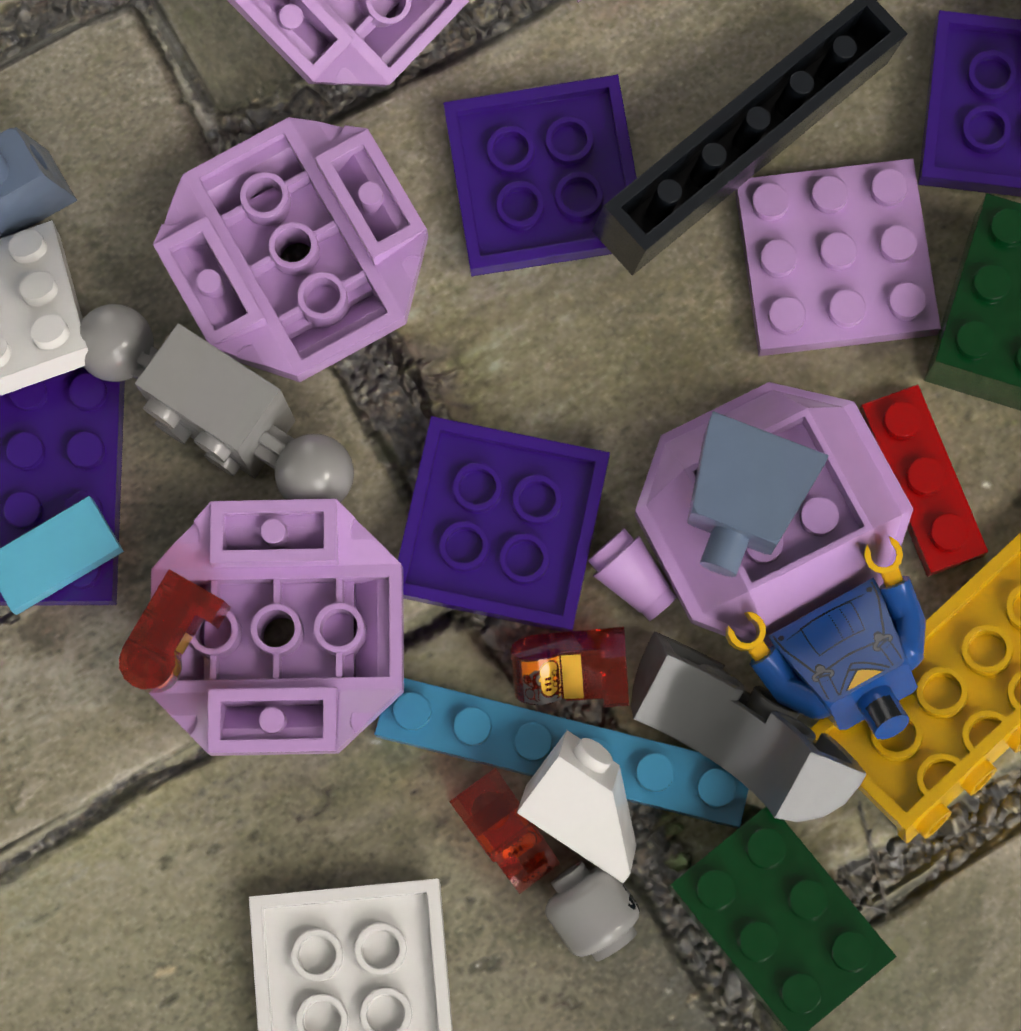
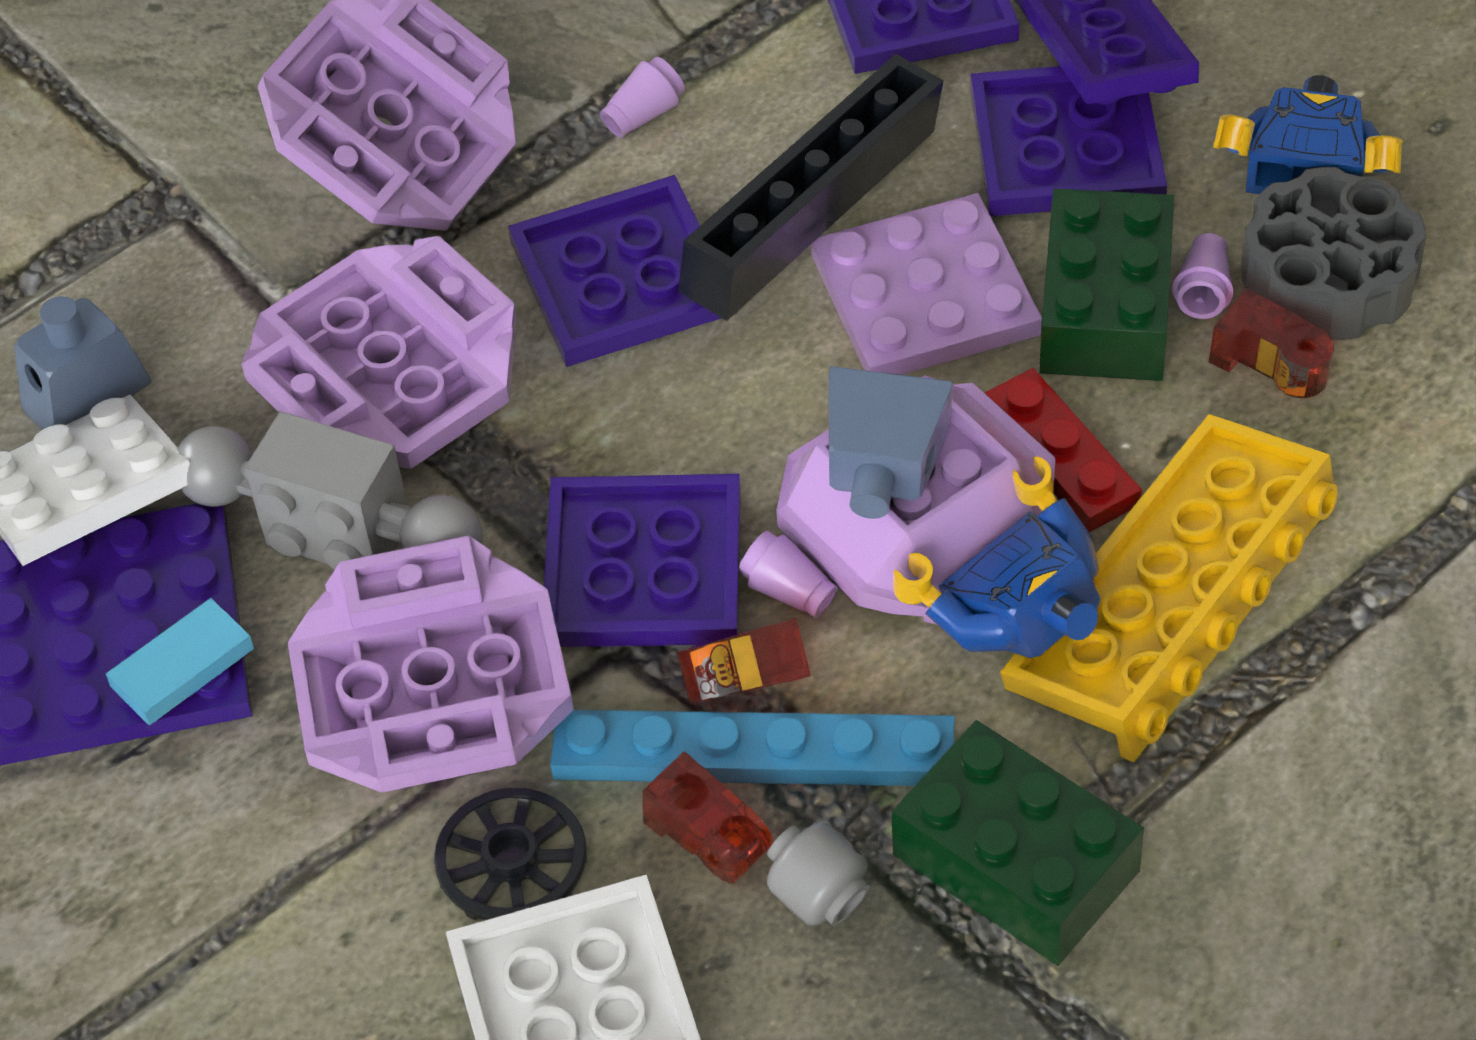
camera: 15 degrees left, 25 degrees down
(164, 631) = (316, 675): clear red leg -> none
(324, 816) = (509, 853): none -> black wheel
(583, 804) = (783, 763): white slope -> none
(742, 732) = (953, 681): dark grey brick -> none

